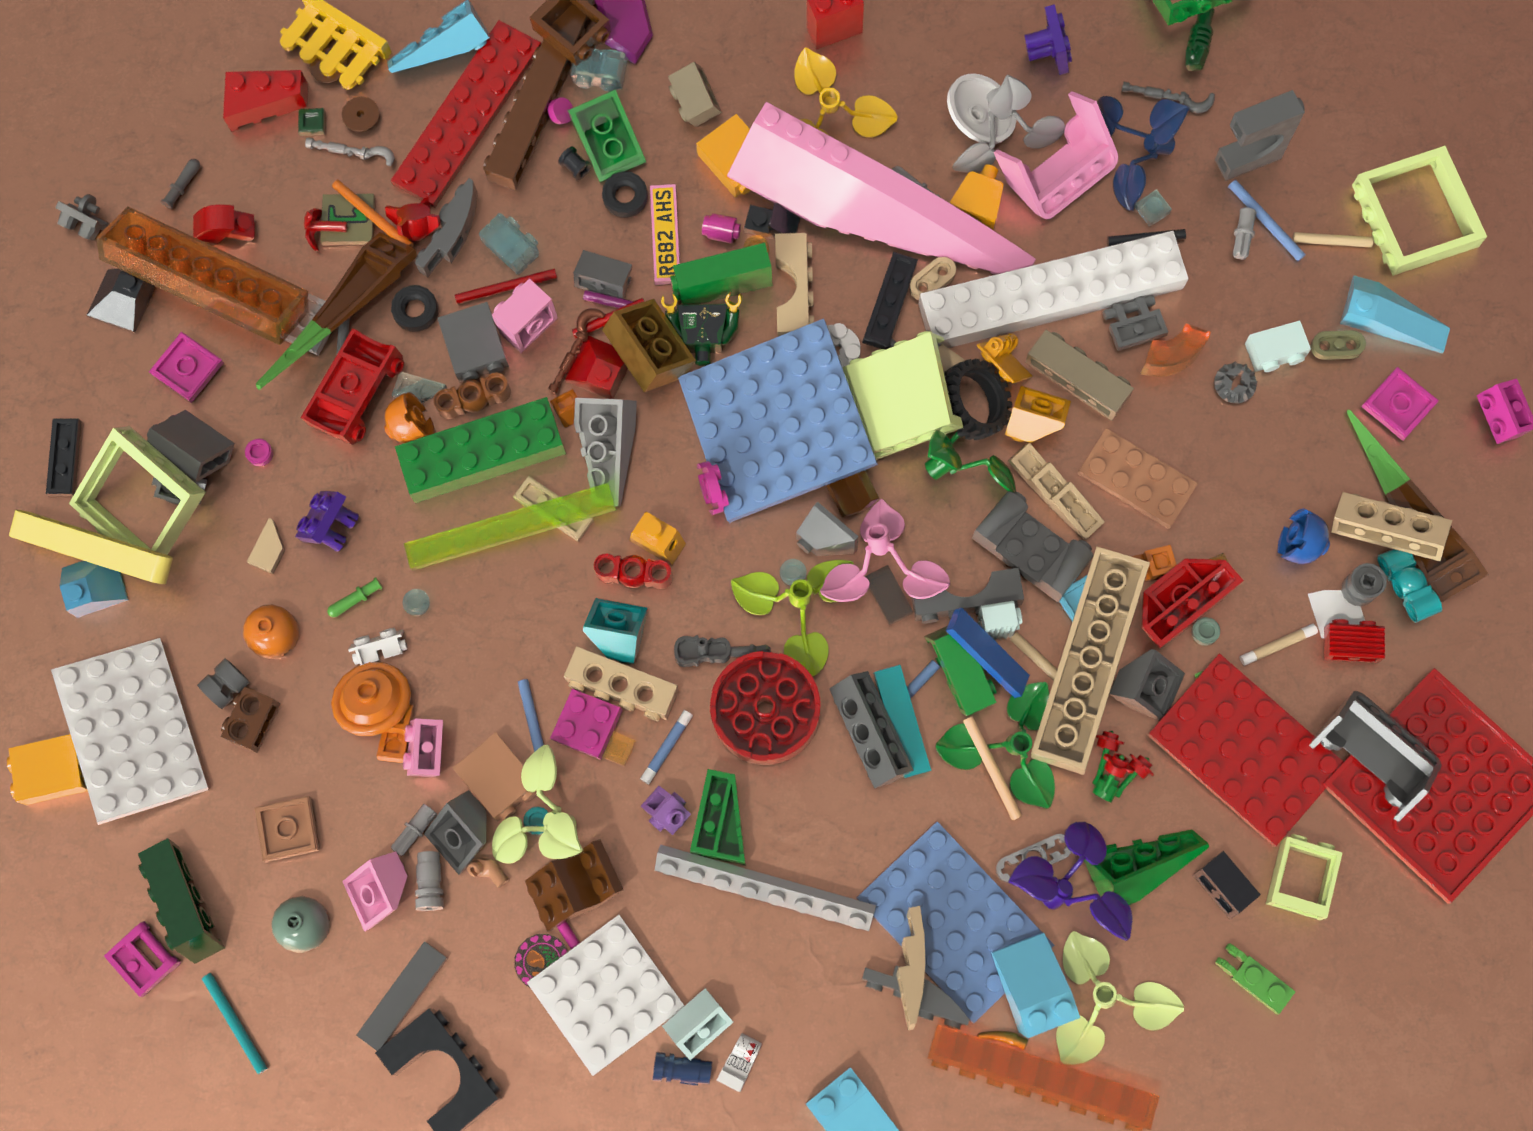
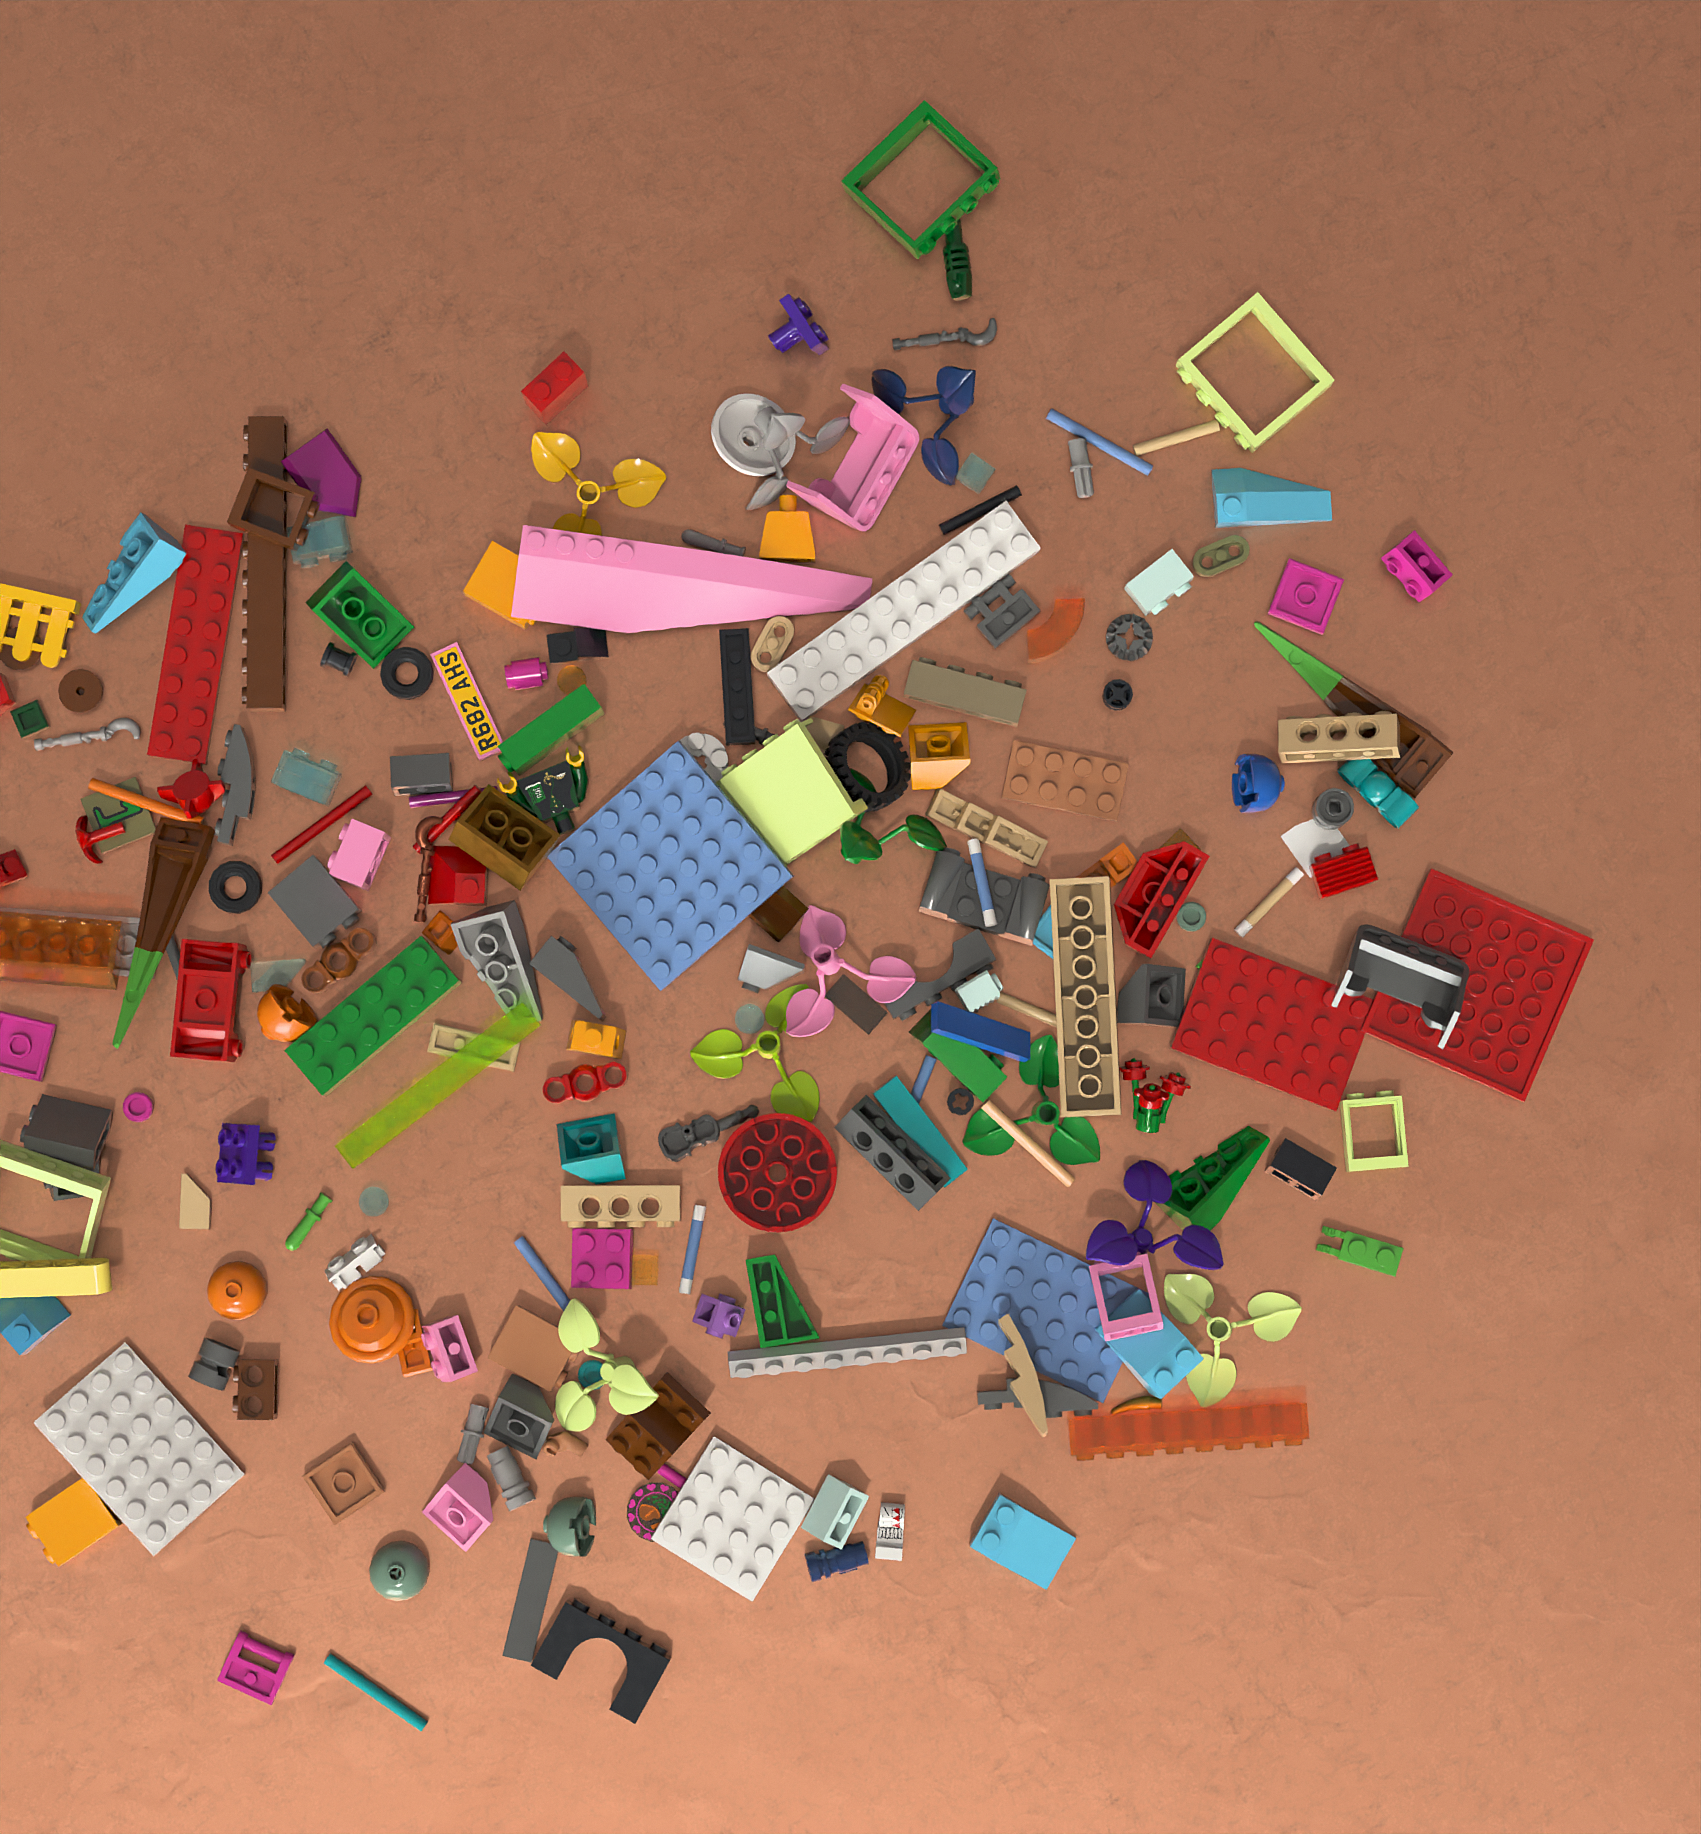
camera: 25 degrees left, 10 degrees up
(178, 902) = (267, 1598): dark green wedge -> none
(462, 942) = (569, 1526): none -> sand green cylinder
(558, 110) = (296, 607): dark pink tile -> none
(651, 464) = (565, 970): none -> dark grey slope
(694, 94) = (436, 534): dark tan brick -> none
(710, 487) = (625, 957): dark pink plate -> none
(792, 257) = (614, 676): tan arch -> none
(952, 704) = (962, 1092): none -> black bush
(1025, 959) = (1131, 1325): none -> bright pink window
(1035, 534) = (982, 882): none -> medium blue bar
(1049, 842) = (1112, 1195): light grey beam -> none
(1209, 418) = (1121, 691): none -> black wheel
(1261, 135) = (1059, 363): dark grey arch -> none

